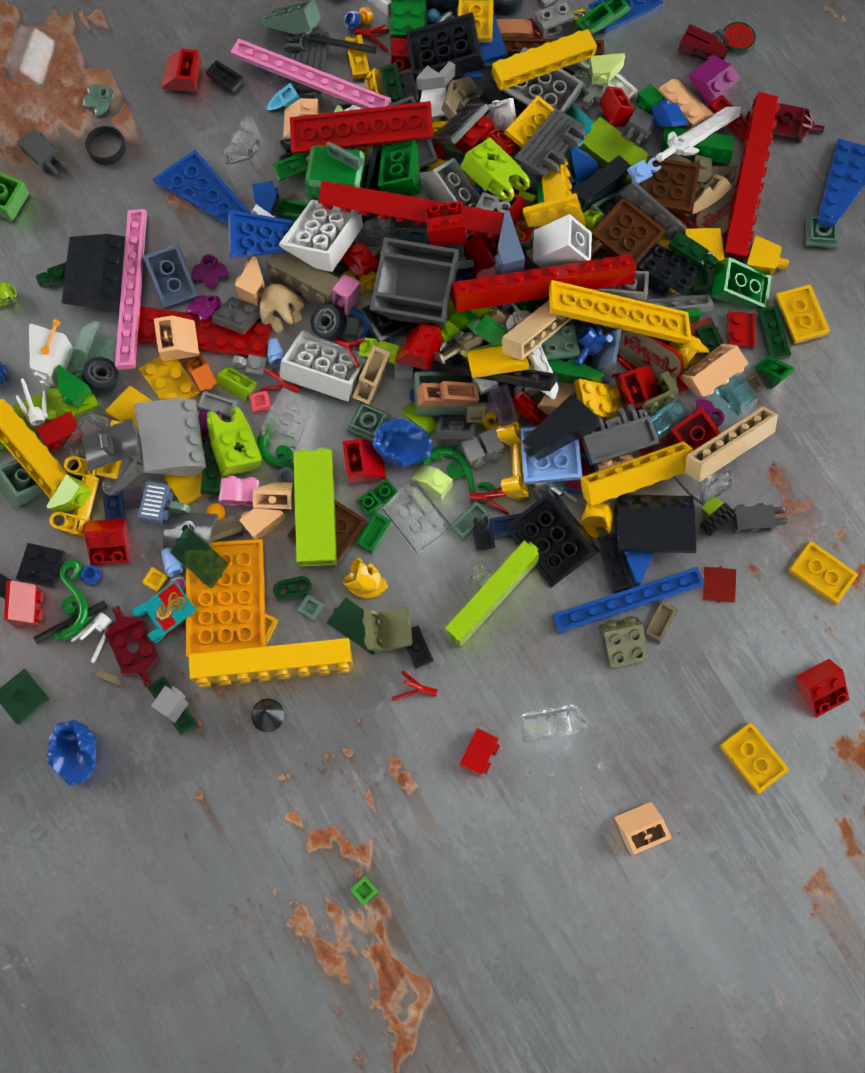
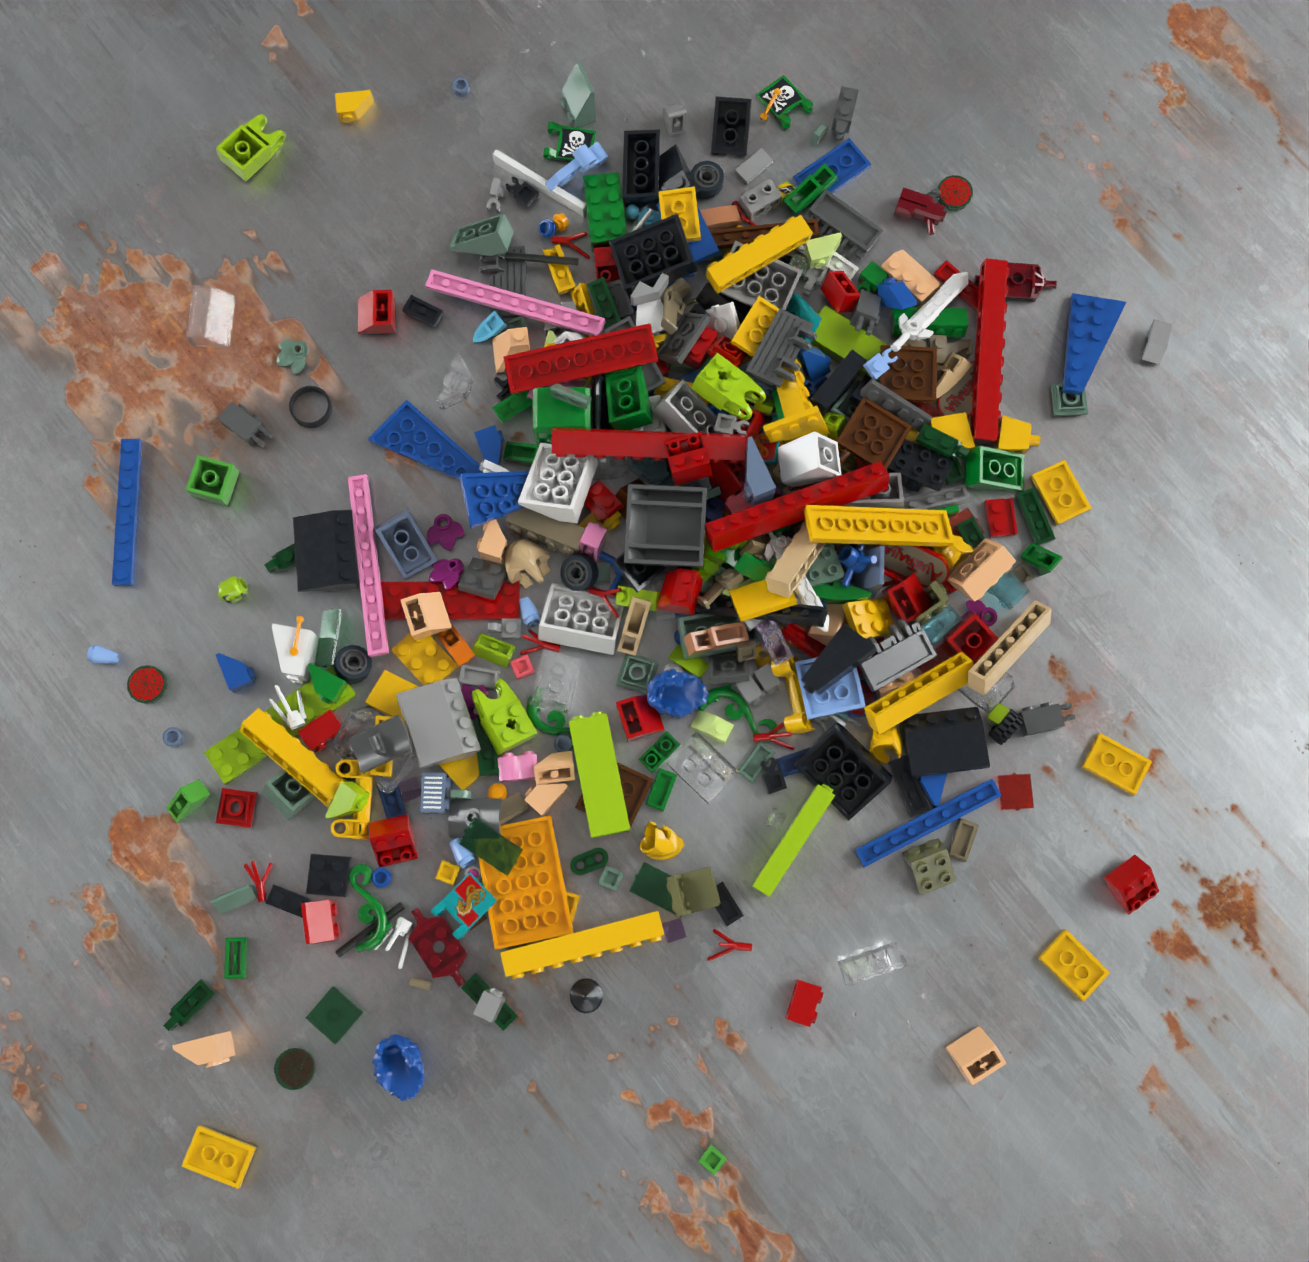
camera: 10 degrees left, 5 degrees up
(363, 665) = (674, 930): none -> clear purple tile
(639, 55) = (840, 217): none -> dark grey hinge
(713, 78) = (936, 245): magenta slope -> none

